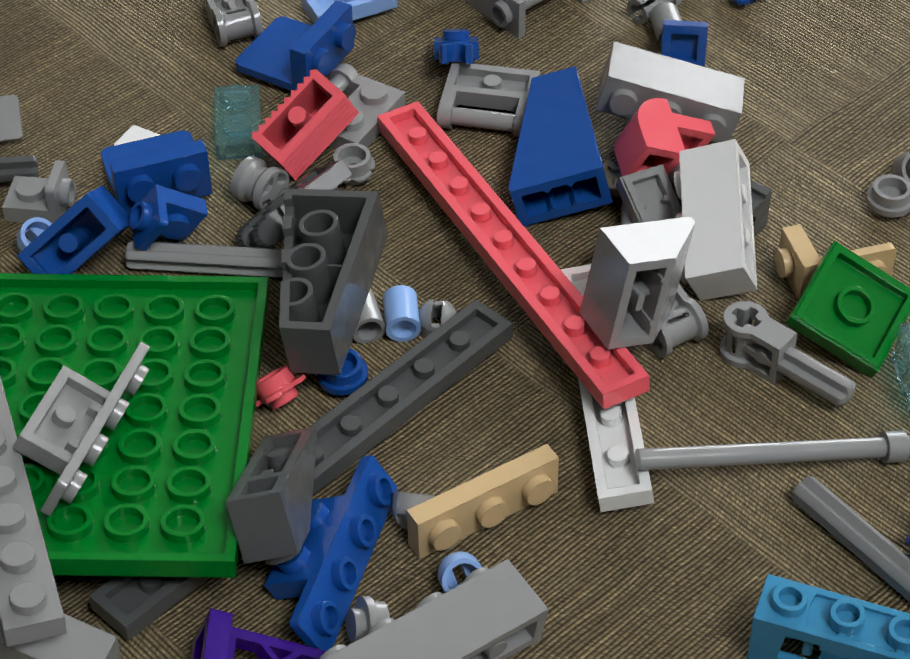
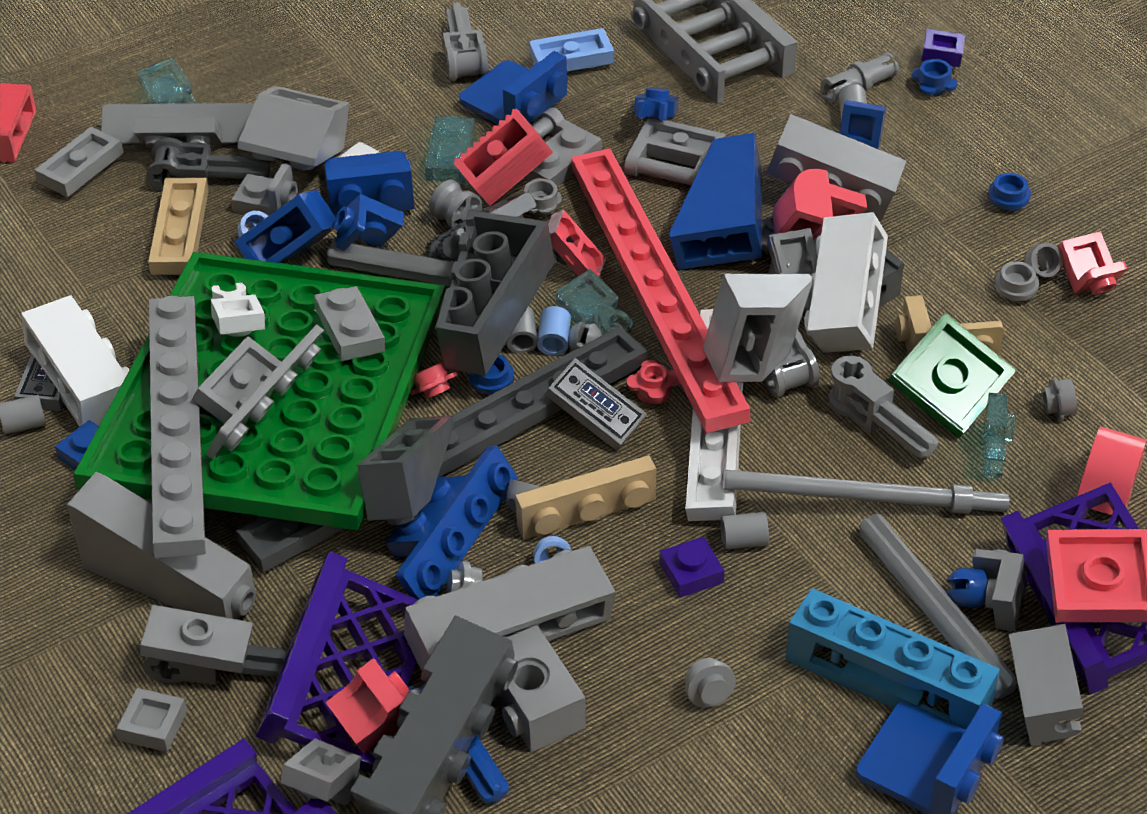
camera: 10 degrees right, 0 degrees up
(40, 338) = (236, 312): none -> white plate
(61, 117) = (295, 127): none -> light grey slope
(172, 334) = (349, 323): none -> light grey plate
(406, 217) = (572, 245): none -> coral piece
(438, 275) = (593, 302): none -> clear light blue plate
(470, 392) = (596, 404): none -> tile
(525, 358) = (652, 382): none -> coral plate
(618, 565) = (691, 567): none -> dark purple plate
(668, 515) = (744, 530): none -> light grey hinge
(857, 99) = (1009, 191): none -> blue plate

